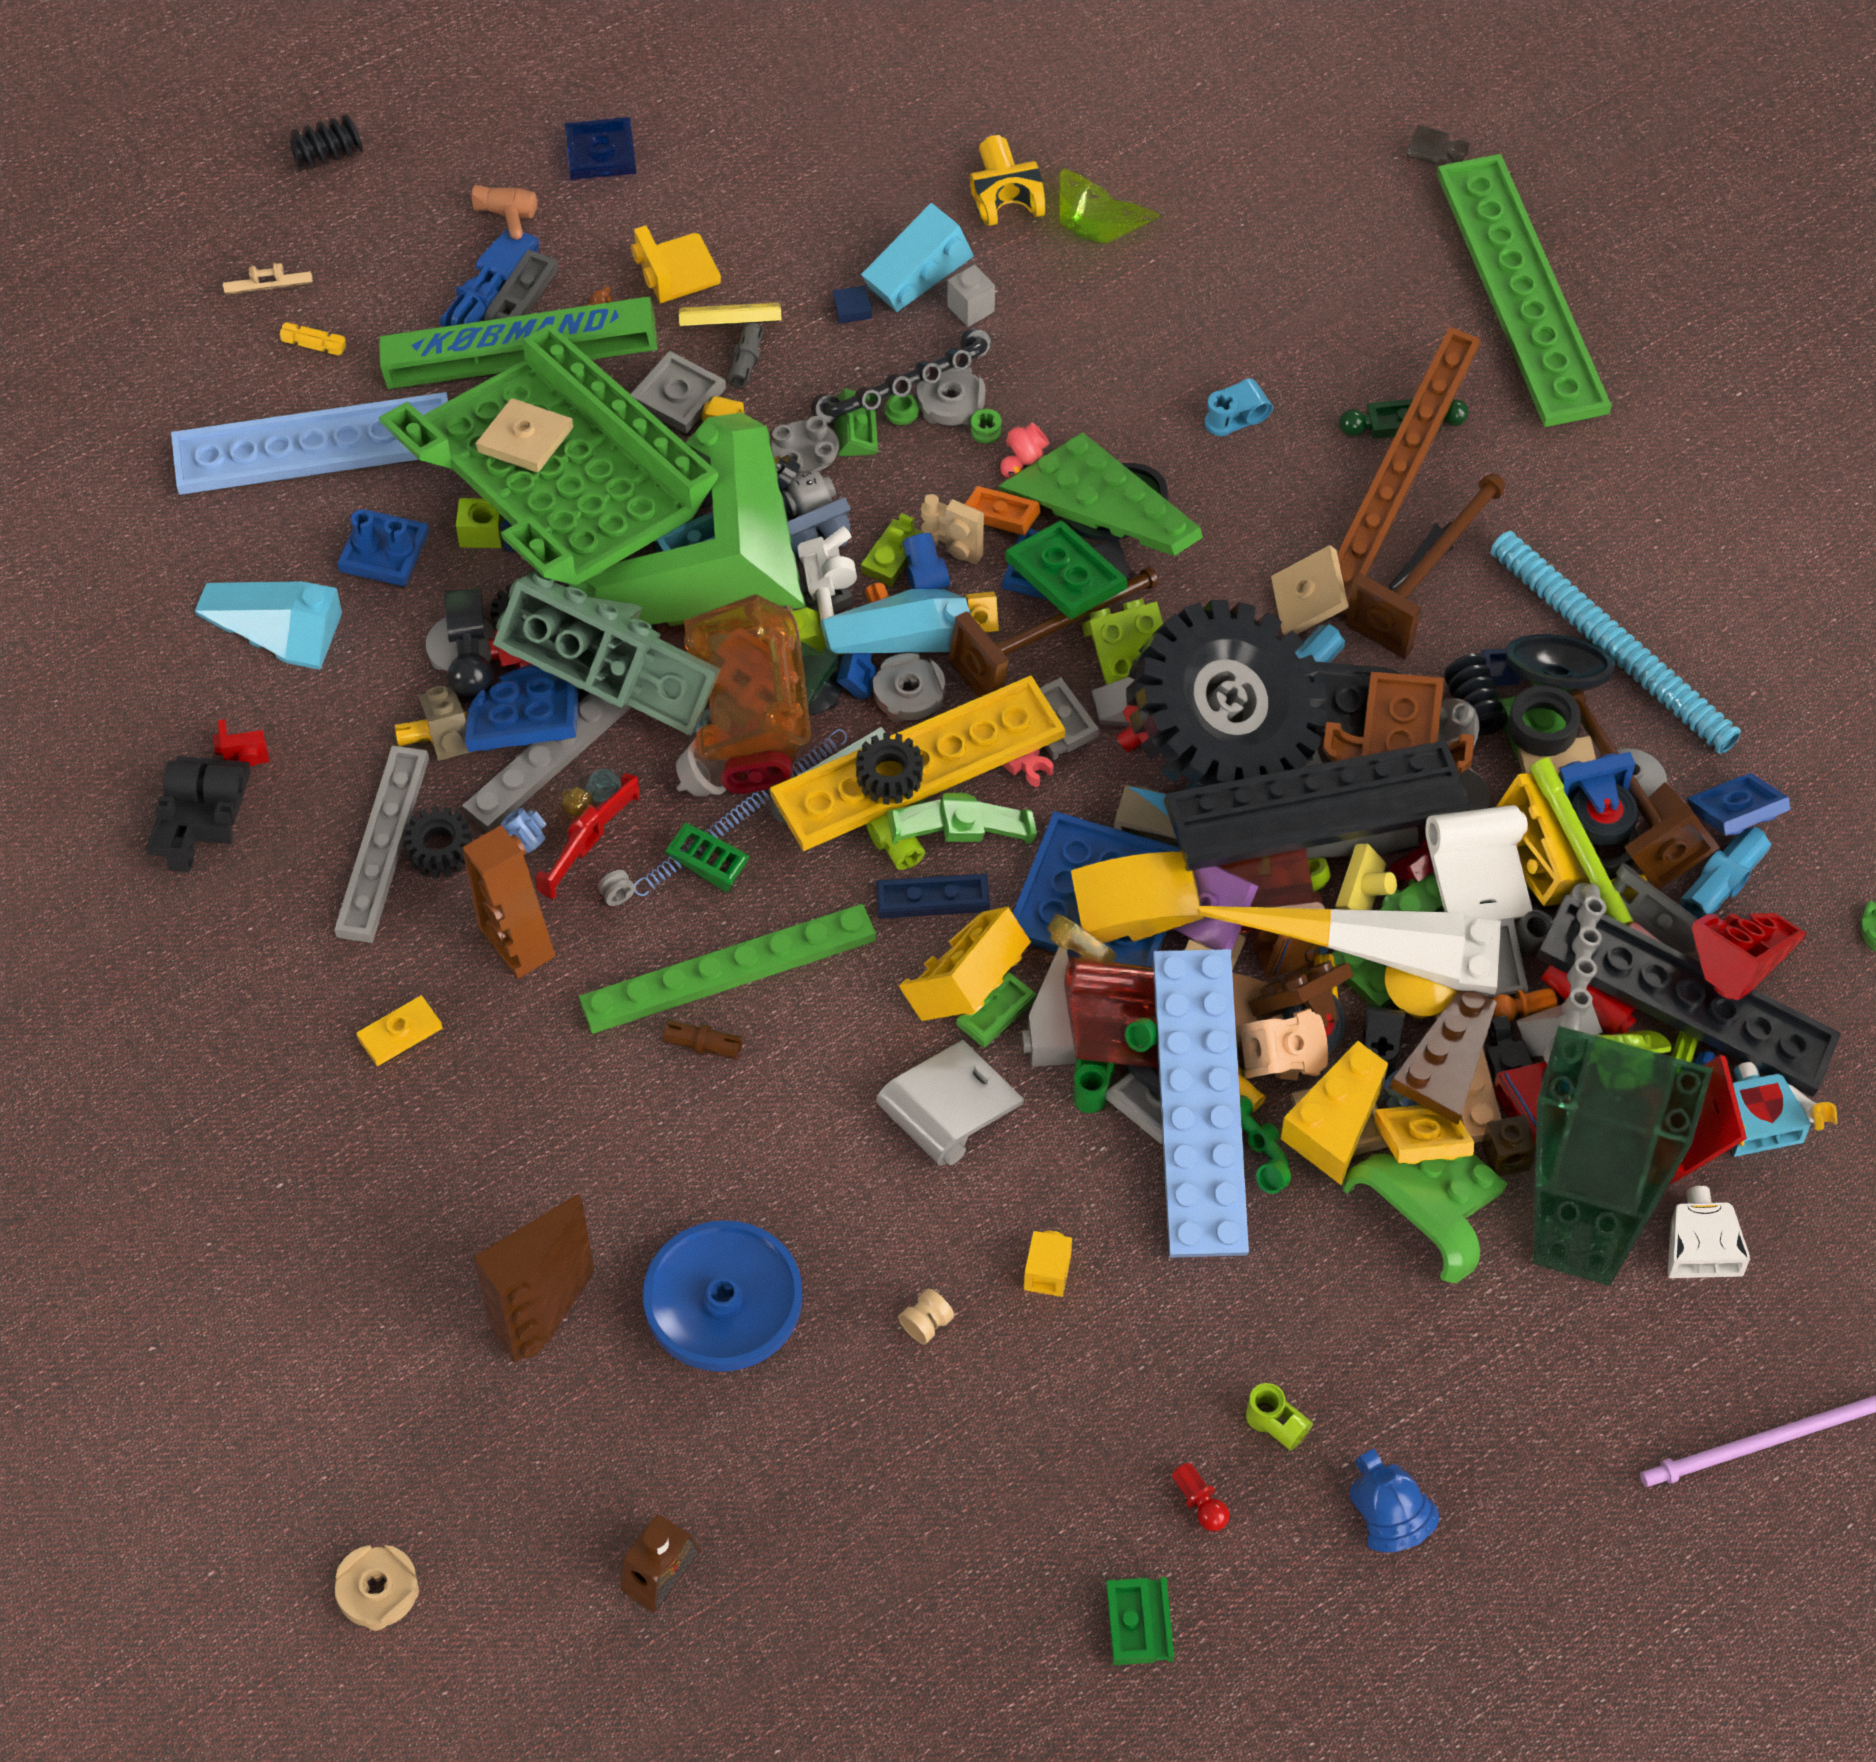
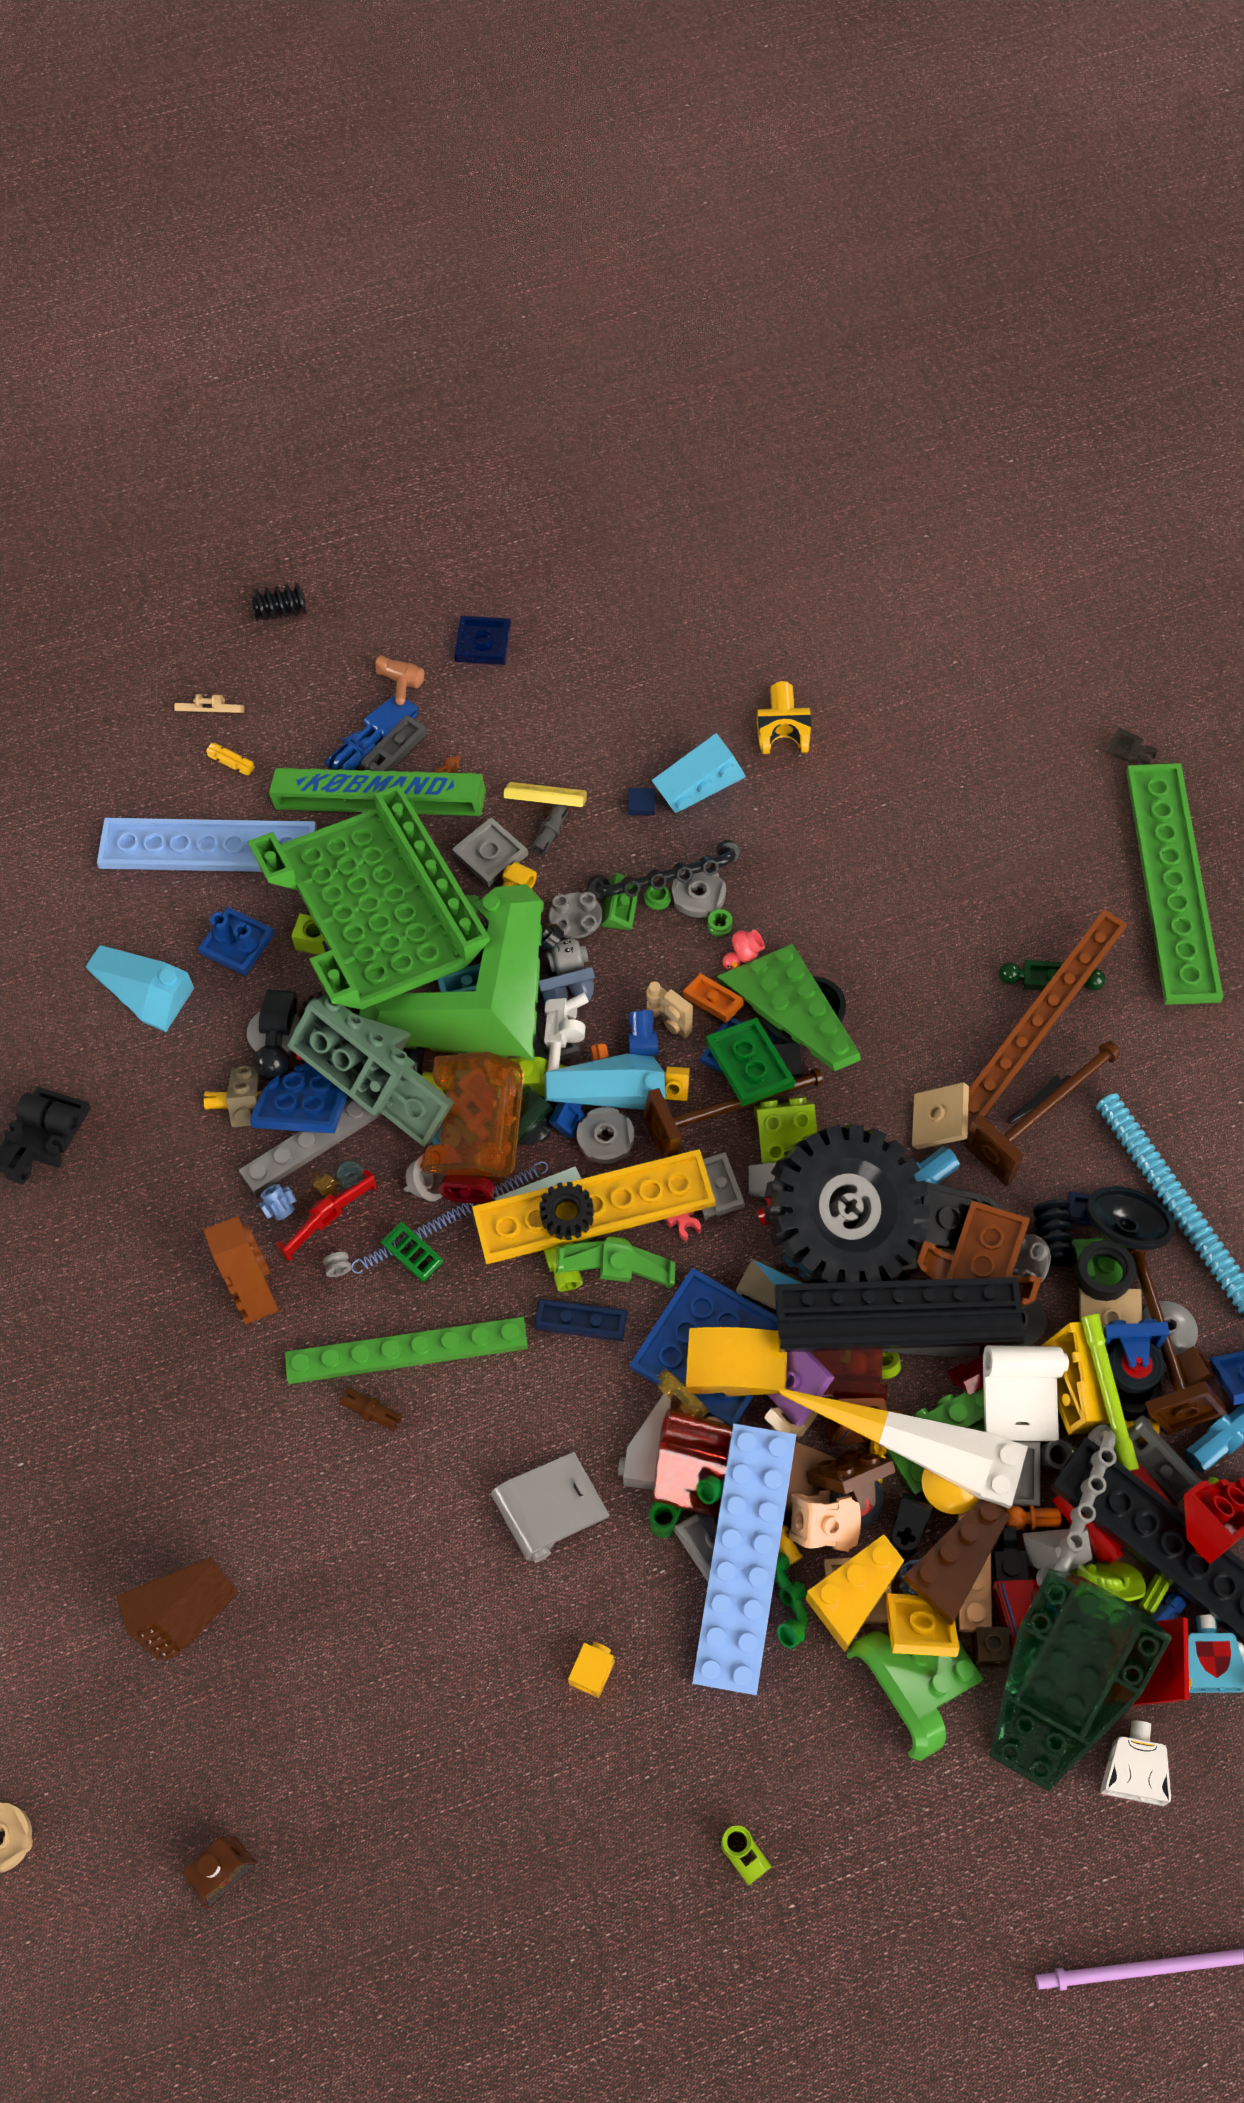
camera: 15 degrees right, 5 degrees up
(241, 747) = (86, 1089): red bracket -> none
(381, 844) = (170, 1191): light grey plate -> none
(399, 1030) = (142, 1351): yellow plate -> none
(431, 825) = (204, 1184): black tyre -> none
(524, 435) = (355, 874): tan plate -> none
(676, 265) = (514, 746): yellow bracket -> none
(722, 1295) = (326, 1644): blue dish -> none
(887, 556) = (614, 1021): lime plate -> none
(926, 1316) = (483, 1696): tan wheel -> none
(970, 968) = (592, 1395): yellow wedge -> none
(971, 295) = (733, 811): light grey brick -> none
(999, 1011) = (605, 1432): bright green plate -> none
(1096, 218) = (850, 762): clear neon green piece -> none
(1139, 1621) = (588, 2016): green plate -> none
(1211, 1513) = (671, 1929): red axle -> none
(1237, 407) = (921, 942): dark azure piece -> none
(1365, 880) = (925, 1383): light yellow tile -> none
(1391, 1505) = (820, 1959): blue helmet -> none

